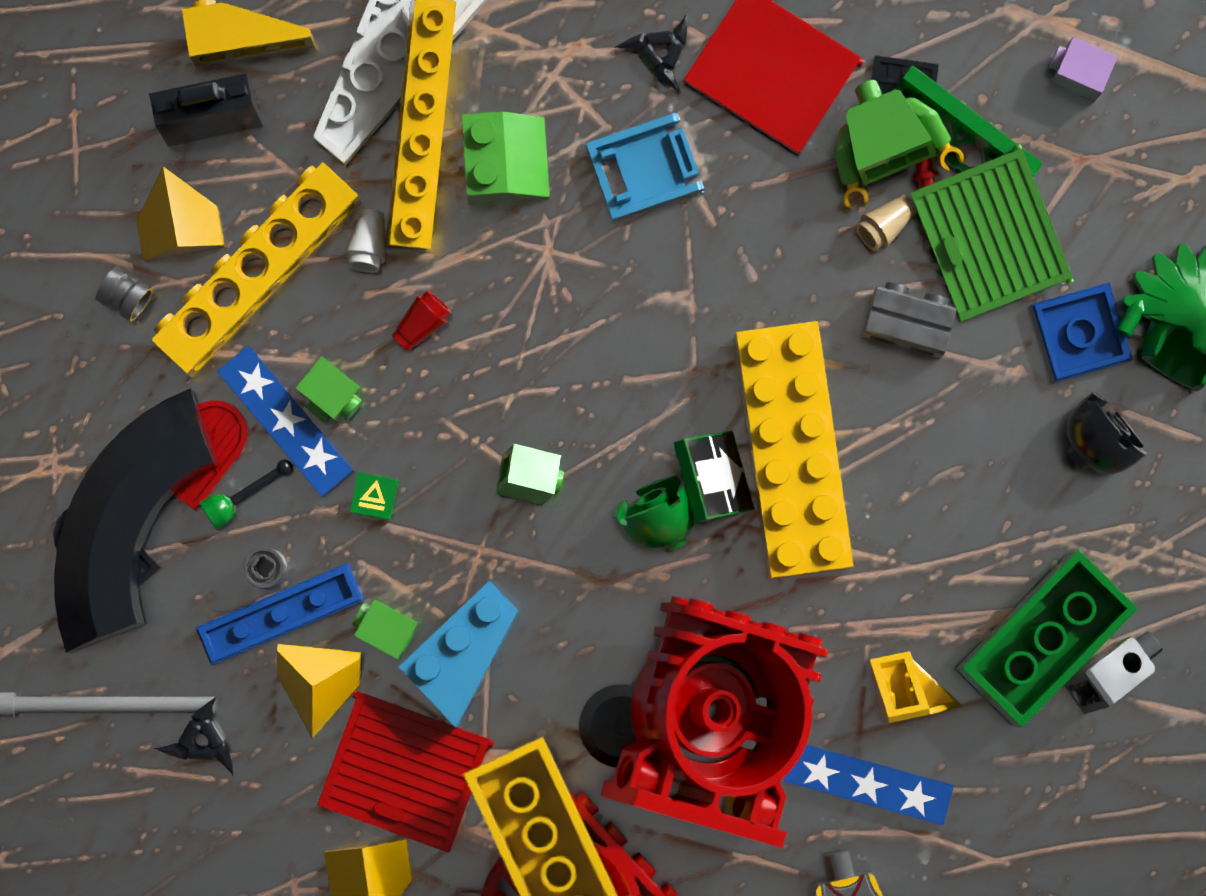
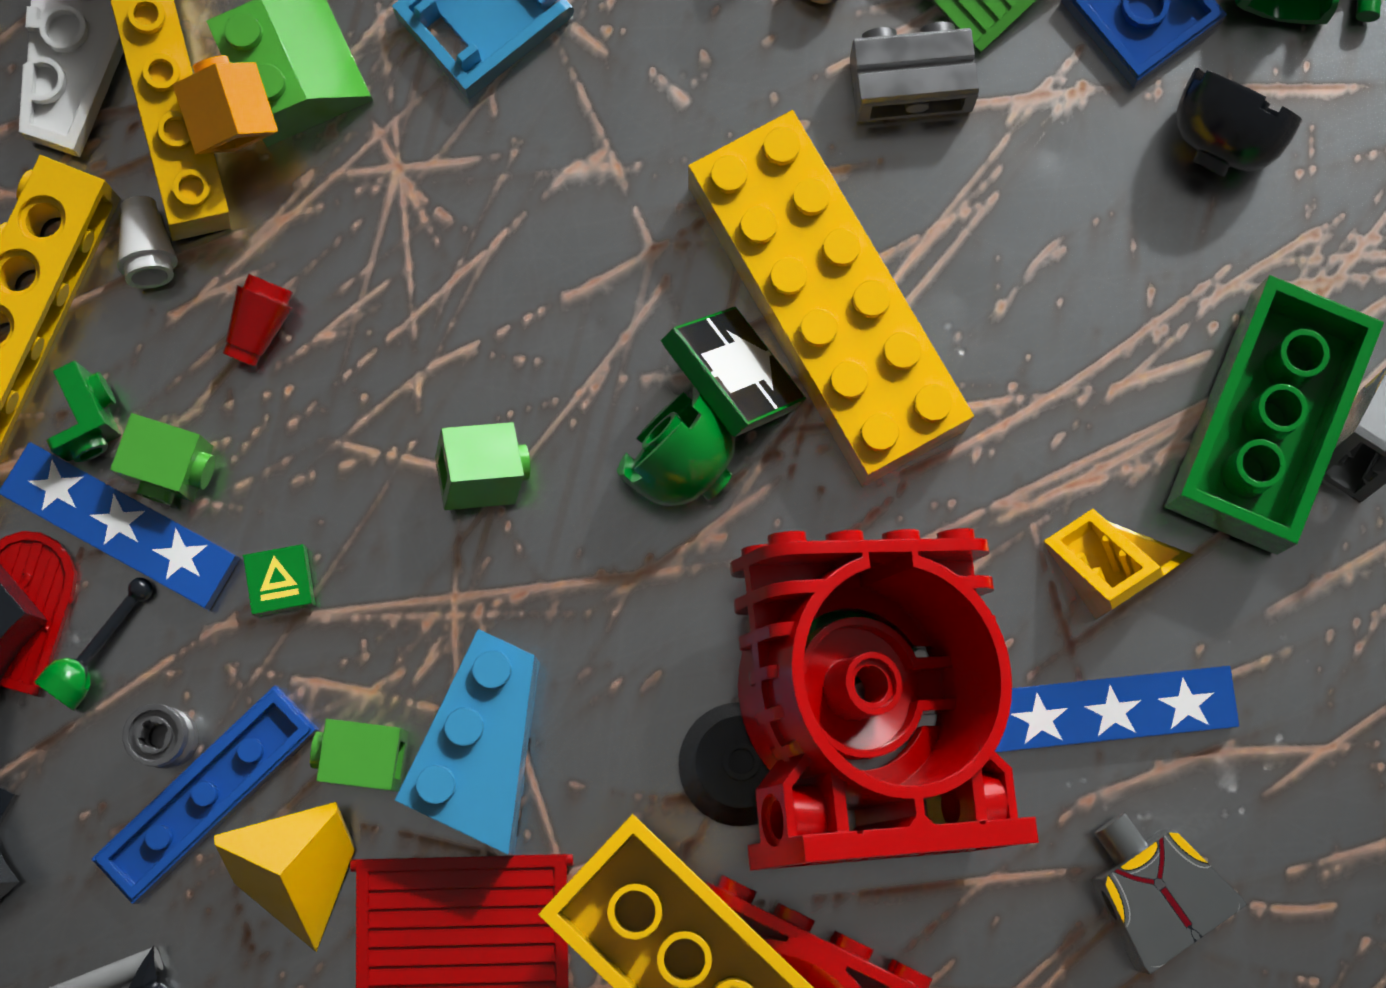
camera: 15 degrees left, 5 degrees down
(296, 333) = (89, 401): none -> green bracket
(453, 181) = (224, 105): none -> light orange brick

